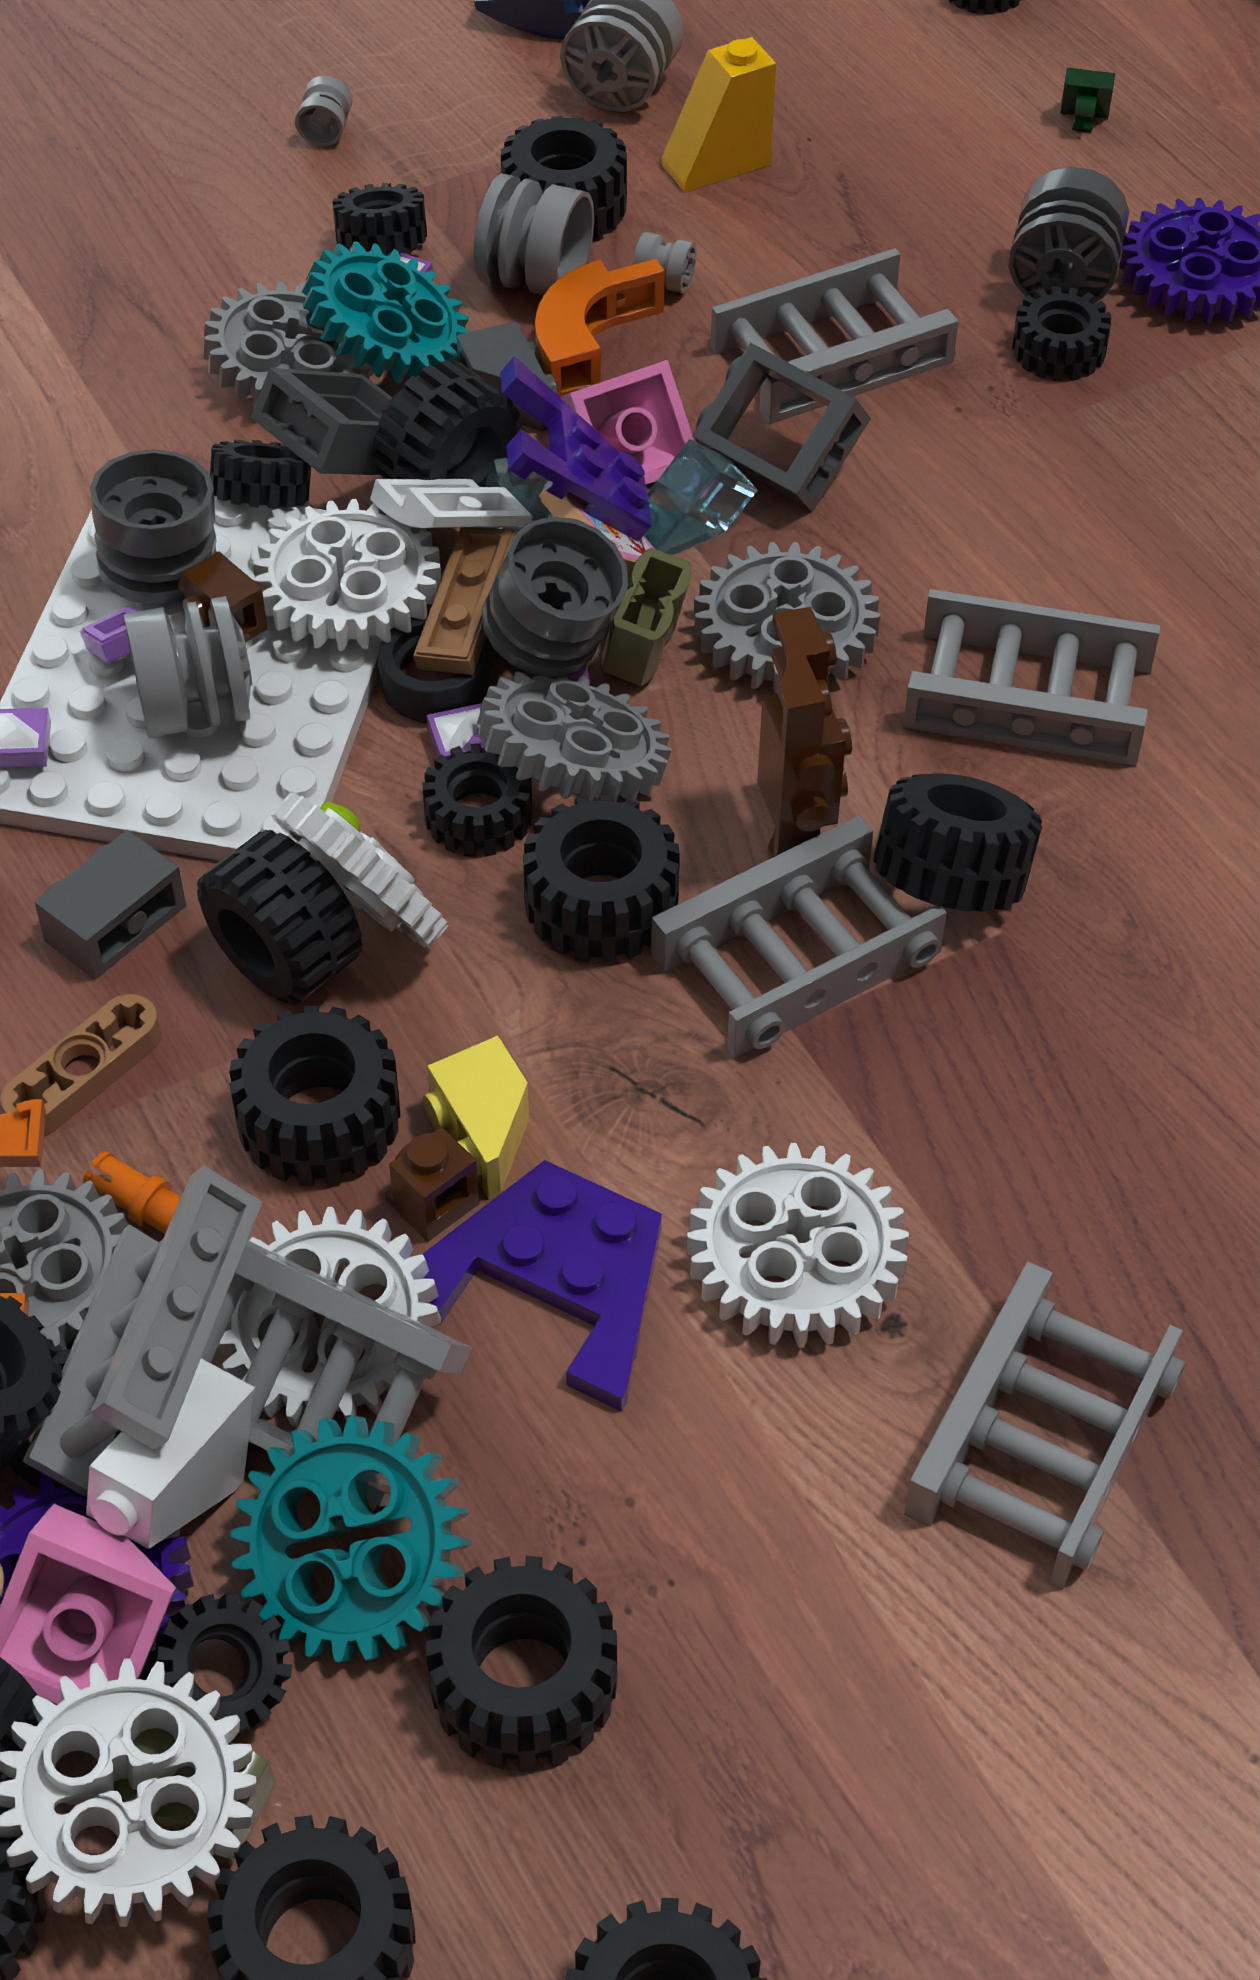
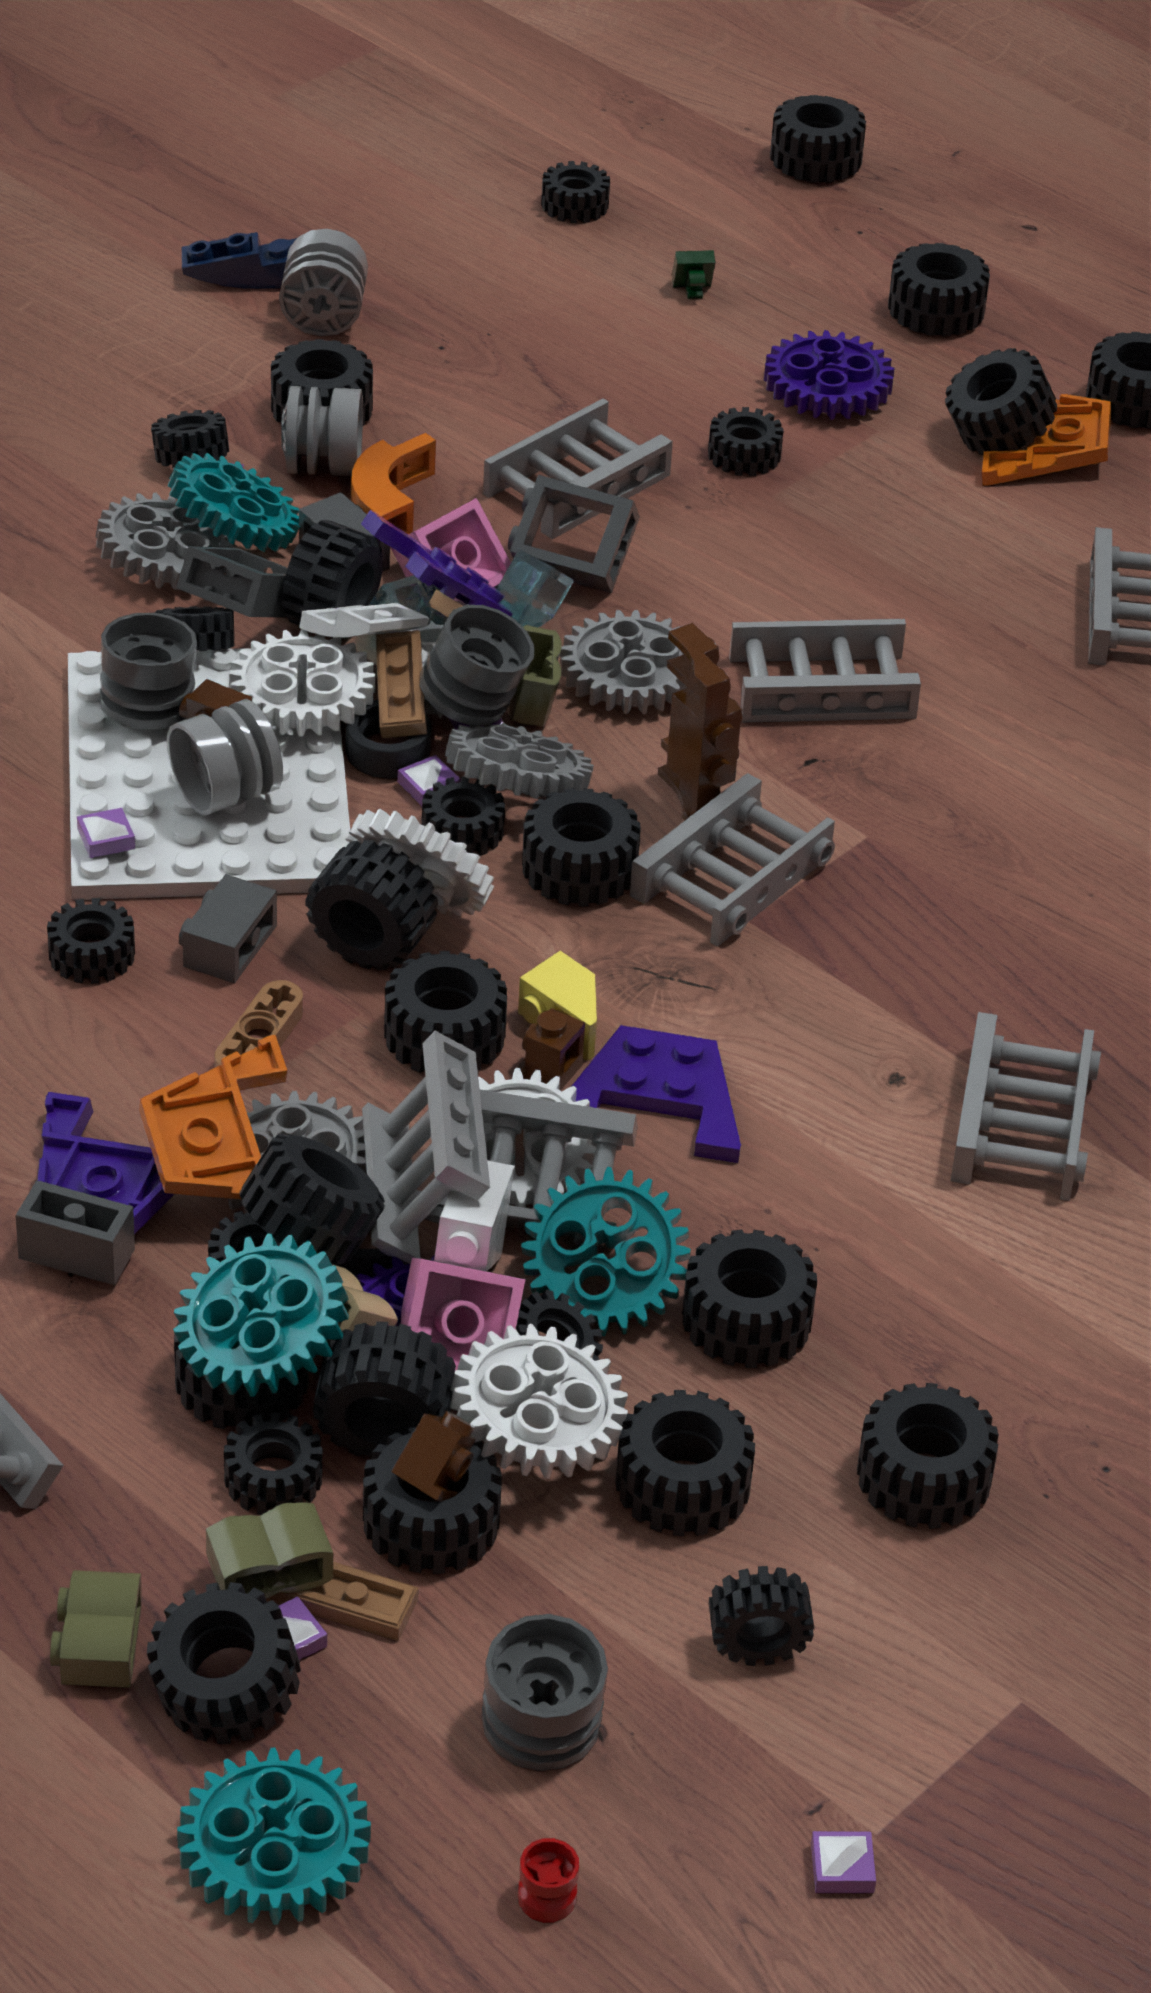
camera: 20 degrees left, 10 degrees down
(108, 636) = (145, 752): medium lavender tile -> none
(144, 1198) = (355, 1096): orange pin -> none
(323, 111) = (100, 367): light grey wheel -> none
(676, 259) = (435, 428): light grey wheel -> none
(725, 117) = (431, 324): yellow slope -> none
(797, 1244) = (816, 1039): white gear -> none
(957, 842) = (823, 776): black tyre -> none
(1069, 233) = (728, 368): dark grey wheel -> none

